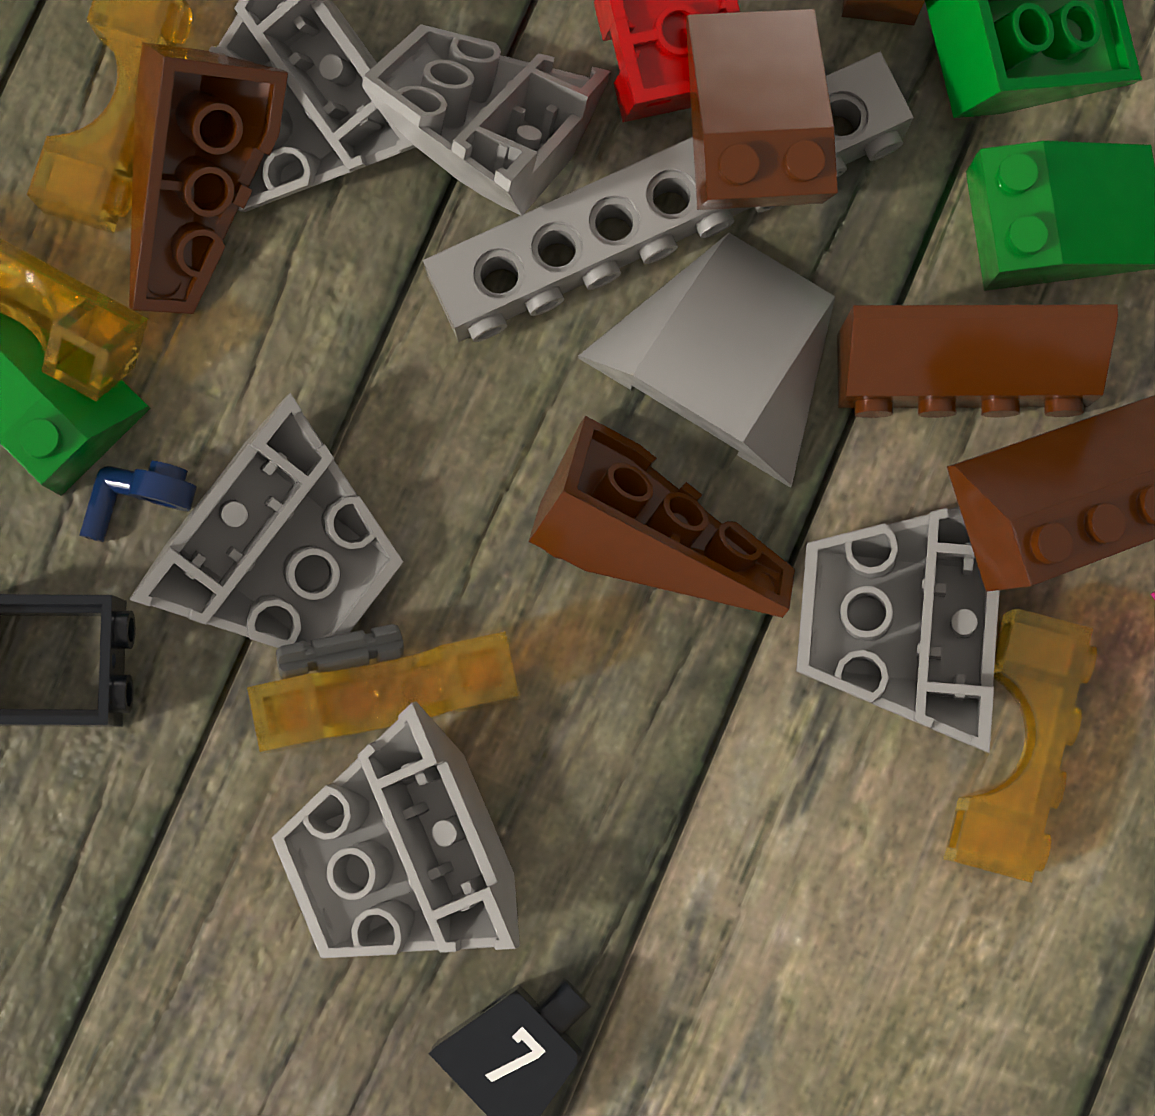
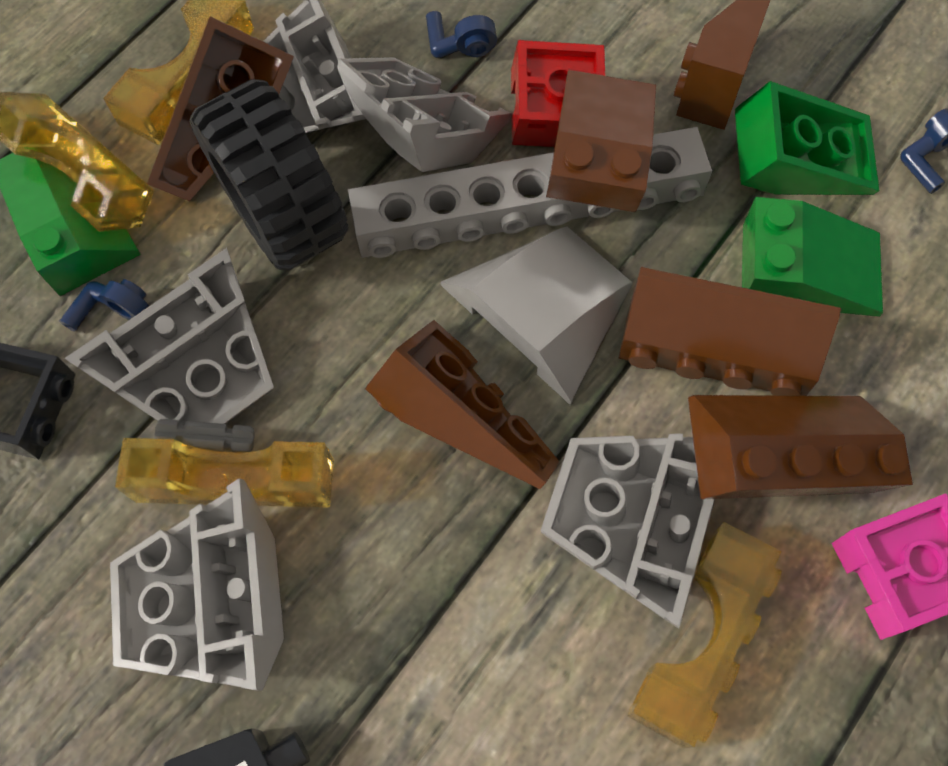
camera: 15 degrees right, 15 degrees down
(324, 280) = (270, 173): none -> black tyre

